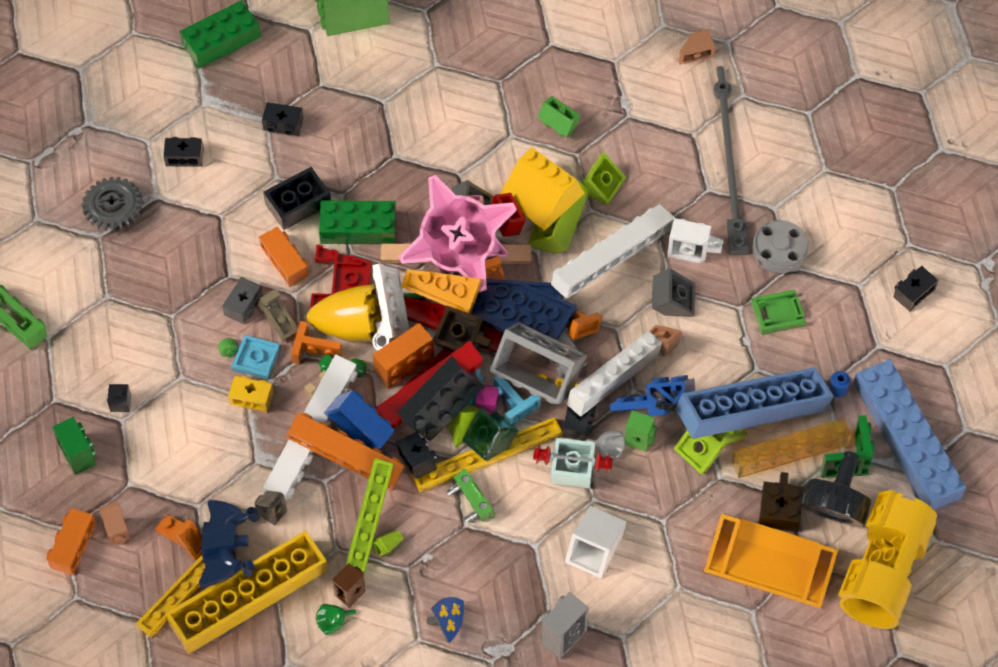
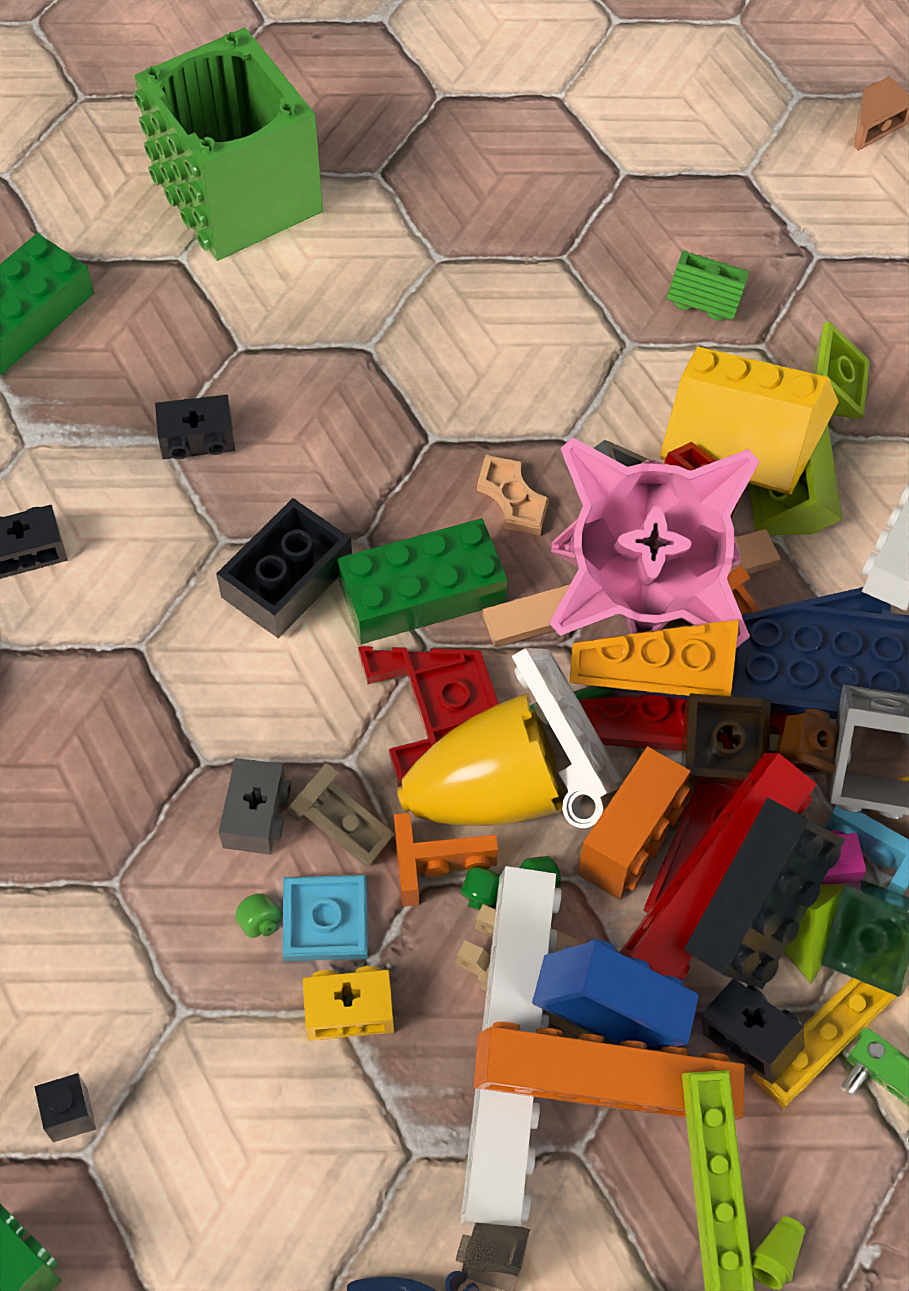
camera: 20 degrees left, 0 degrees up
(284, 256) = (302, 689): orange brick -> none
(418, 187) = (521, 506): none -> light nougat tile
(485, 344) = (810, 742): none -> reddish brown brick

